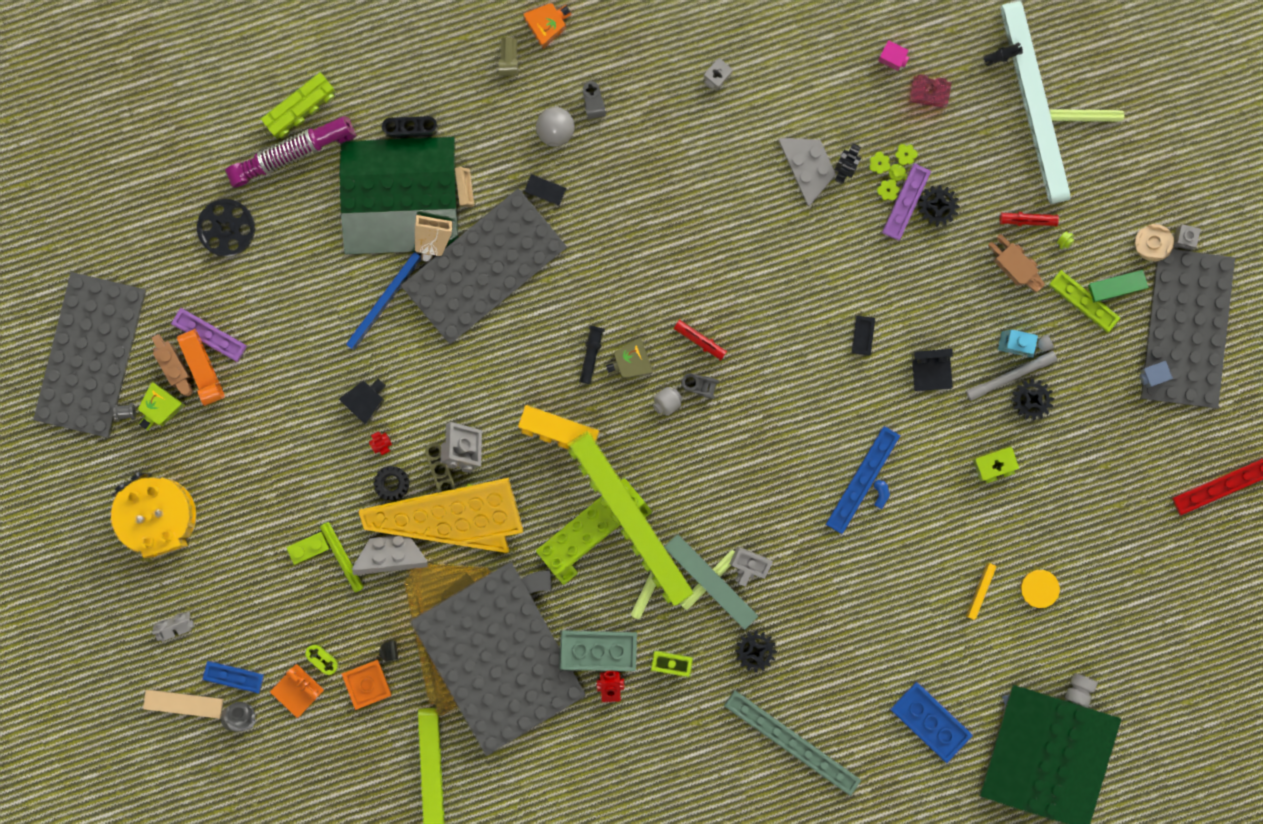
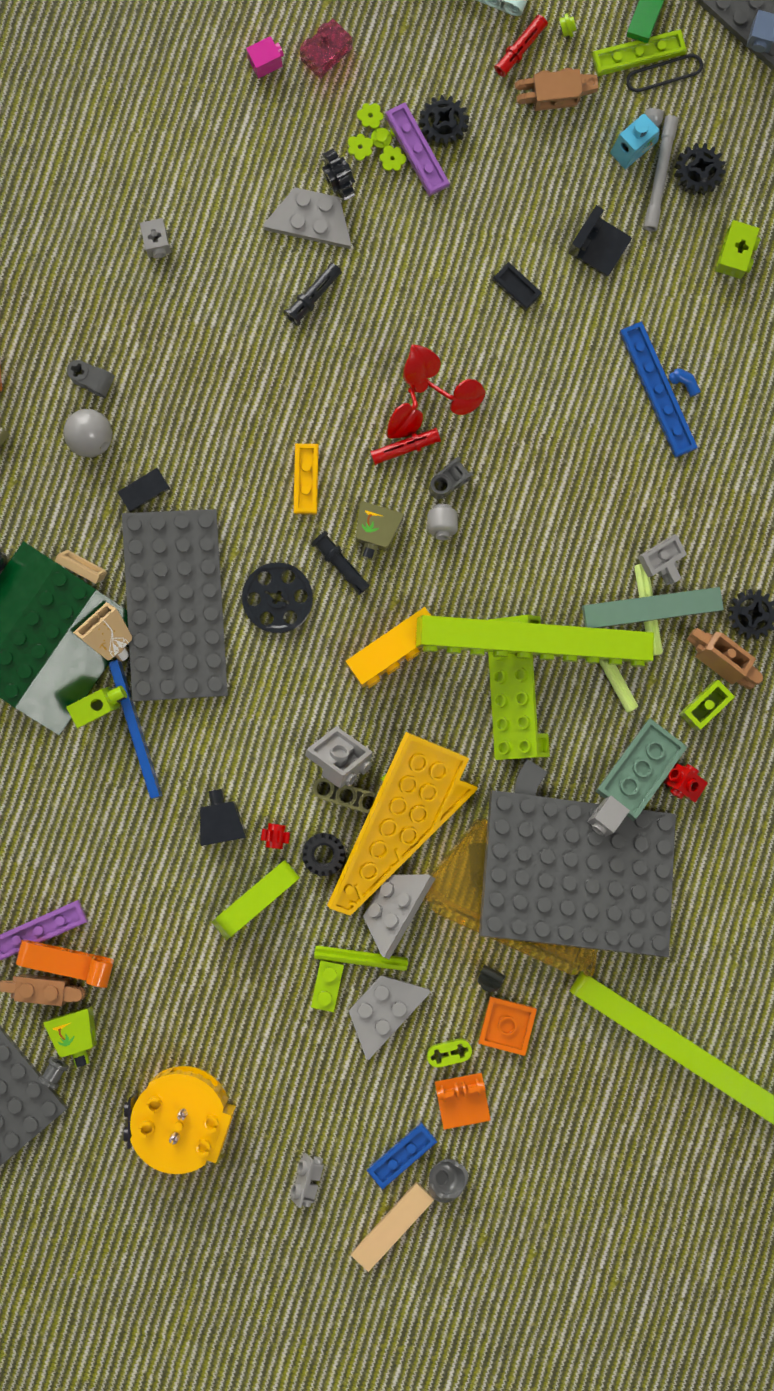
camera: 55 degrees left, 0 degrees up
(318, 596) = (383, 1010): none -> light grey wing
(330, 460) = (255, 900): none -> lime beam
(380, 265) = (96, 705): none -> lime torso
(544, 322) = (274, 587): none -> black wedge
(548, 649) = (608, 816): none -> light grey brick
(631, 290) = (306, 479): none -> yellow tile
(712, 653) = (725, 658): none -> medium nougat hinge
(748, 204) = (306, 301): none -> black pin
(751, 314) = (418, 368): none -> red plant
(1078, 334) = (661, 64): none -> black piece

